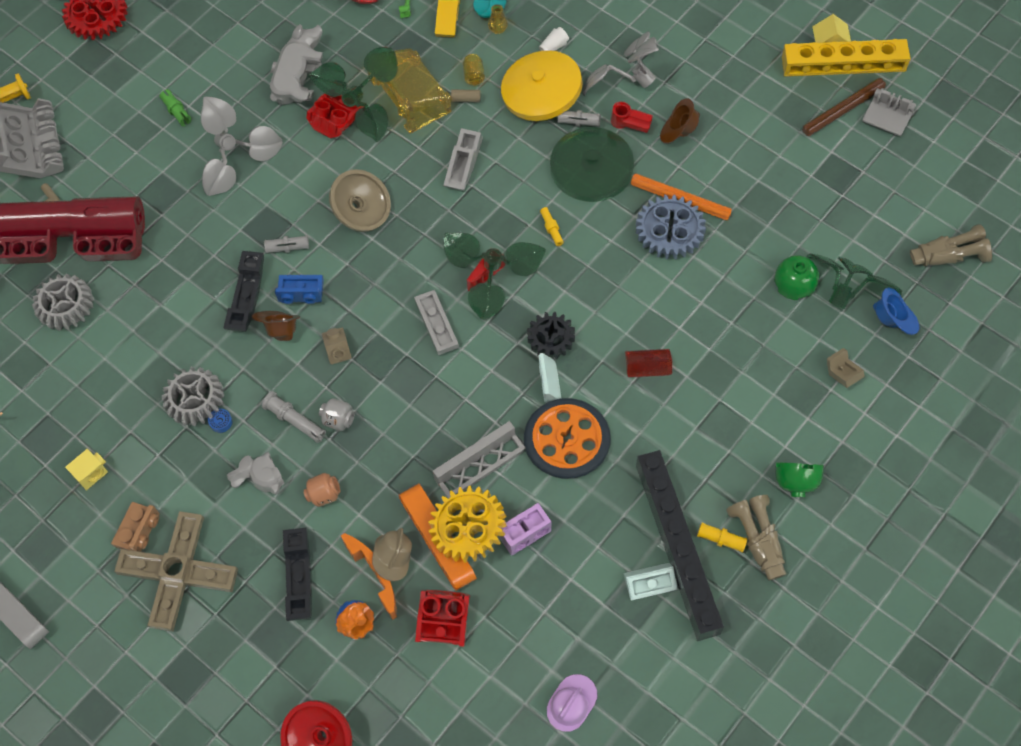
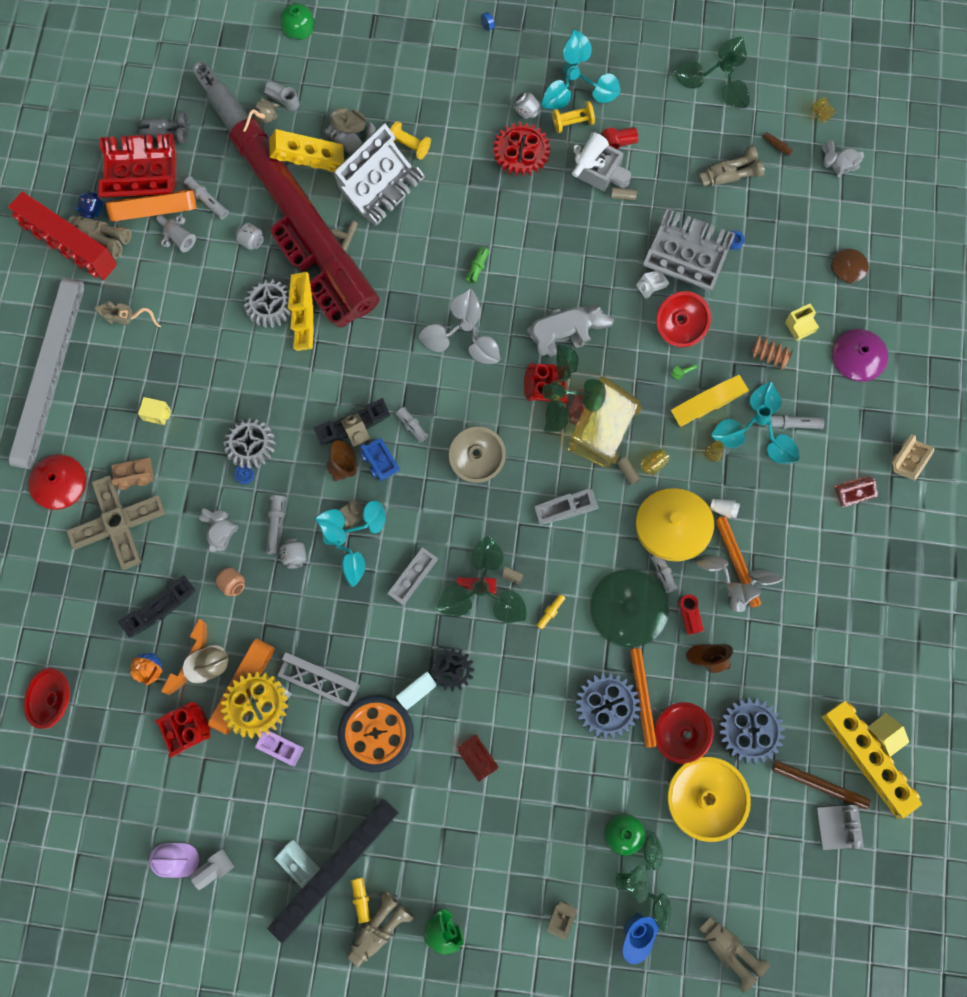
camera: 55 degrees right, 10 degrees up
(94, 621) = (64, 489): none -> red dish
(96, 274) = (302, 311): none -> yellow slope
(254, 292) = (355, 429): none -> dark tan bracket
(350, 363) = (331, 526): none -> teal plant
(381, 97) = (575, 406): none -> clear red beam
(496, 237) = (512, 576): none -> dark tan tile
(605, 58) = (735, 555): none -> orange axle
(606, 659) = (216, 867): none -> light grey piece
(728, 165) = (672, 730): none -> red dish
(764, 123) = (733, 731): none -> sand blue gear
(806, 191) = (709, 799): none -> yellow dish

